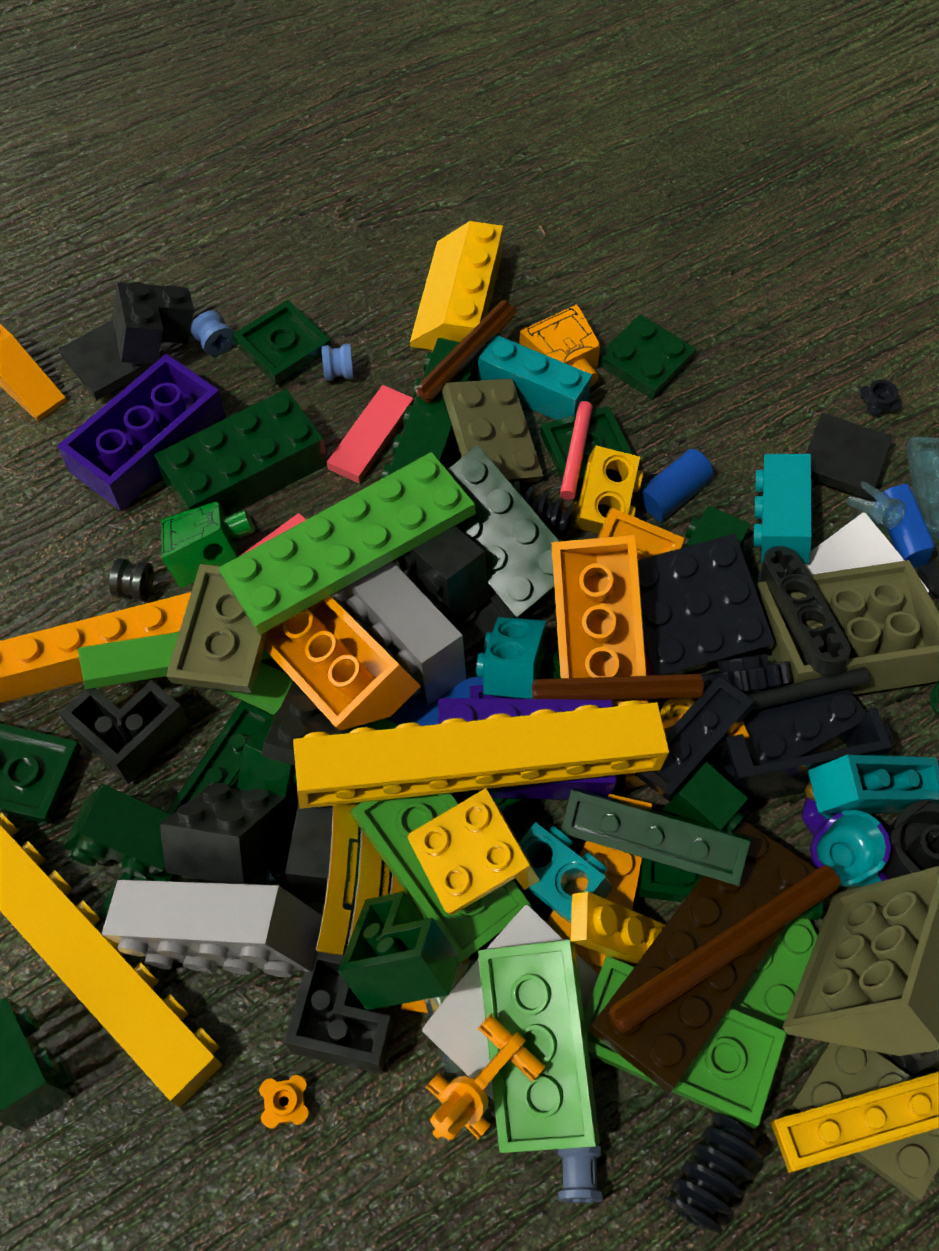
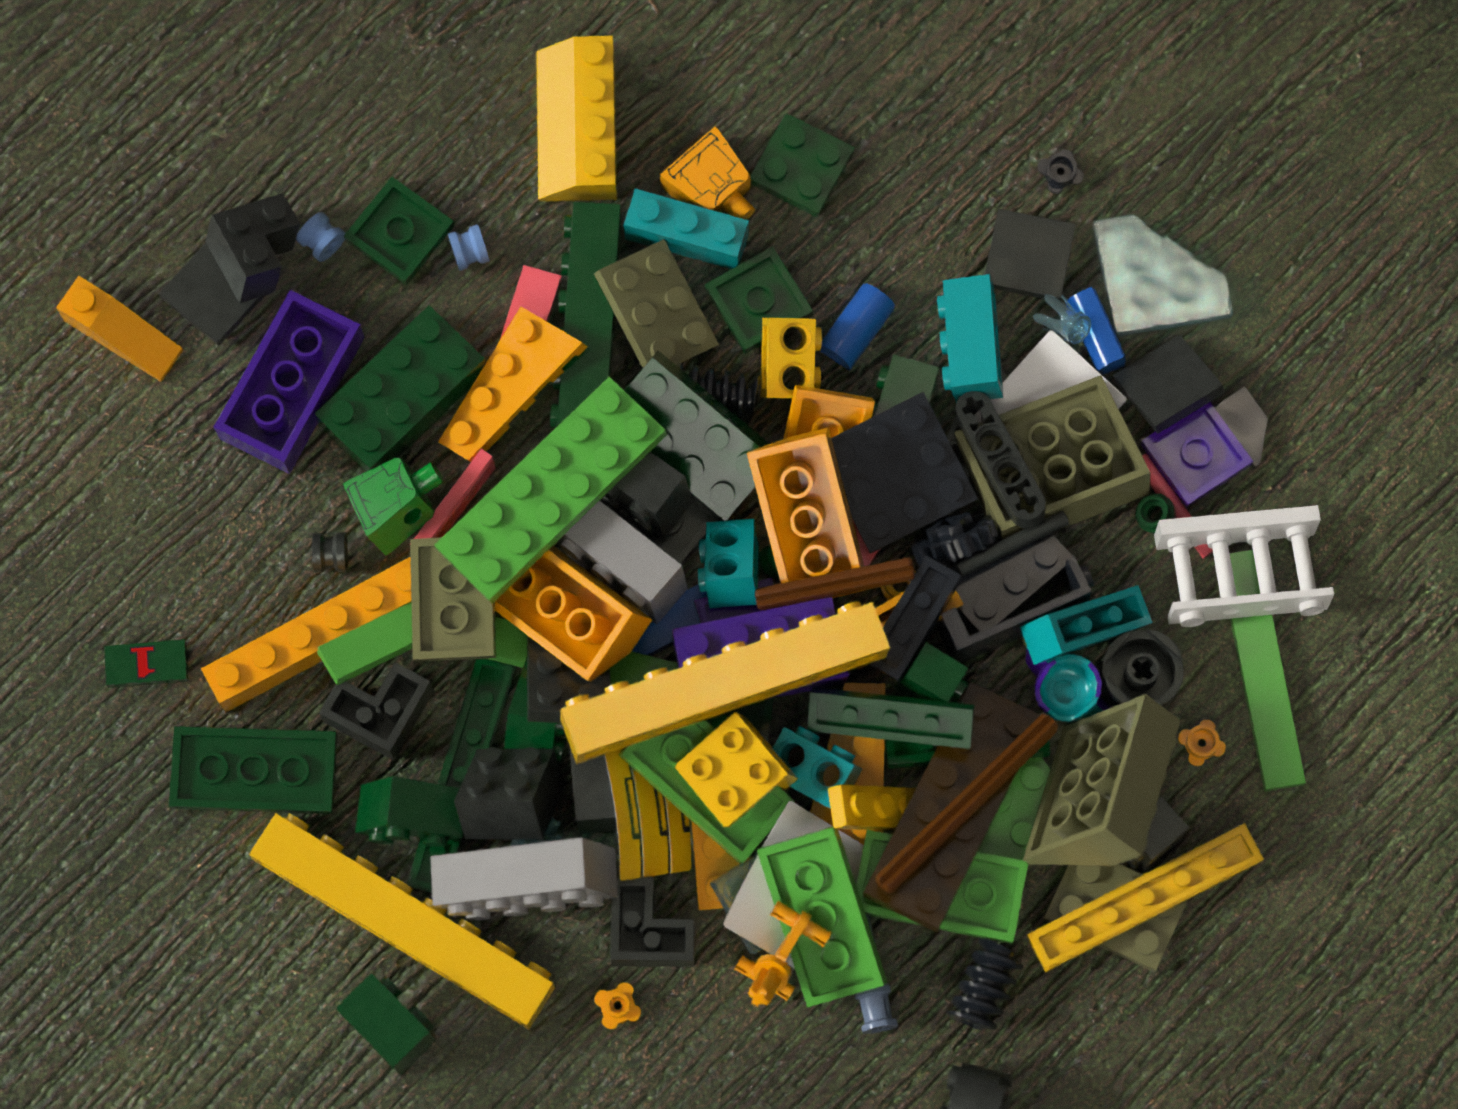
camera: 10 degrees left, 15 degrees up
(355, 453) = (515, 373): none -> light orange wing
(397, 955) = (689, 868): dark green brick -> none
(465, 351) = (609, 218): reddish brown axle -> none
(576, 450) = (748, 311): coral bar -> none

